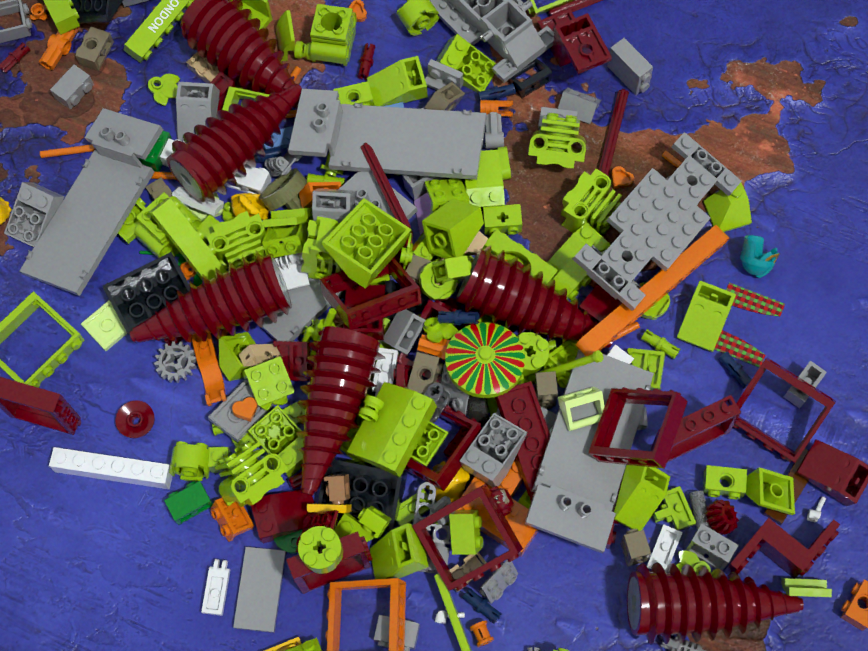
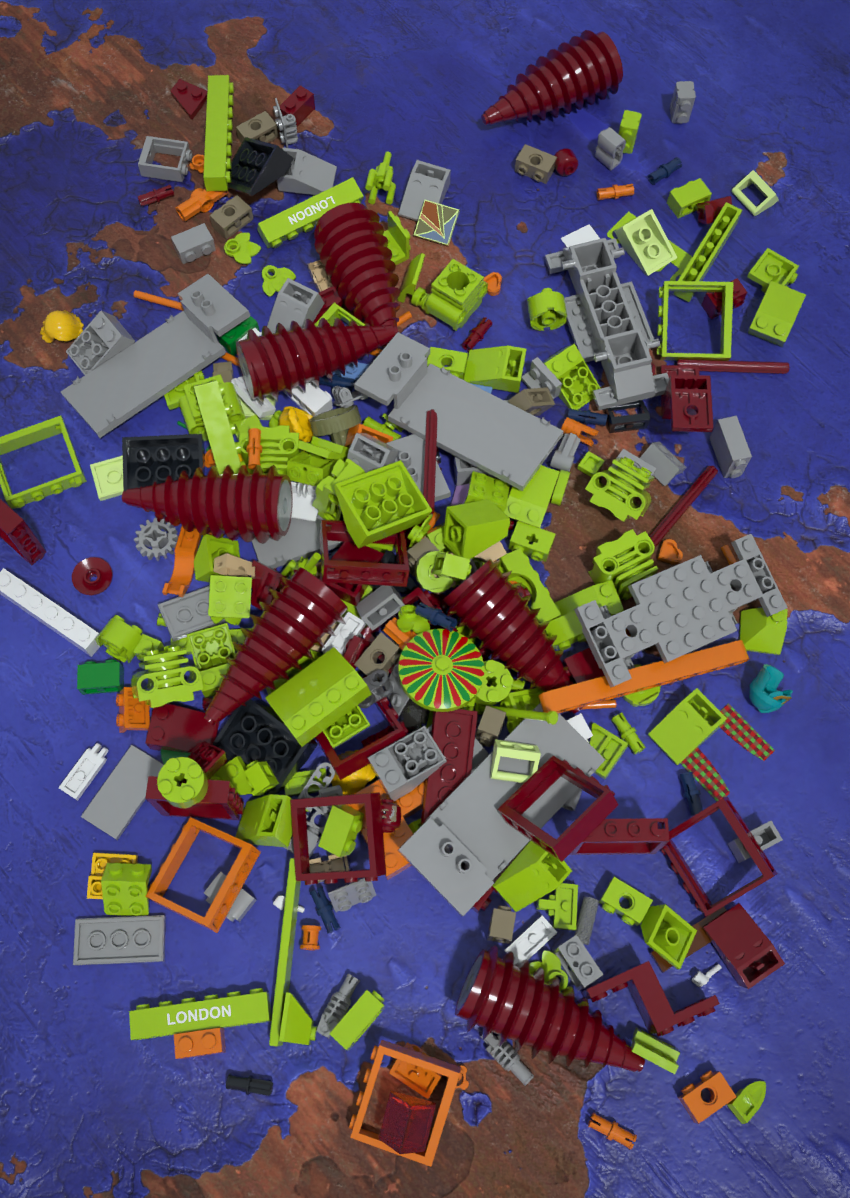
camera: 20 degrees right, 0 degrees up
(120, 73) = (243, 248): none -> lime plate
(223, 234) = (254, 438): none -> orange pin
(245, 409) = (195, 613): orange tile -> none
(320, 507) = (224, 744): yellow tile -> none
(337, 488) = (241, 729): medium nougat brick -> none
(371, 408) = (306, 667): lime wheel -> none
(519, 132) = (590, 464): none -> lime plate
(721, 517) = (604, 936): dark red gear -> none

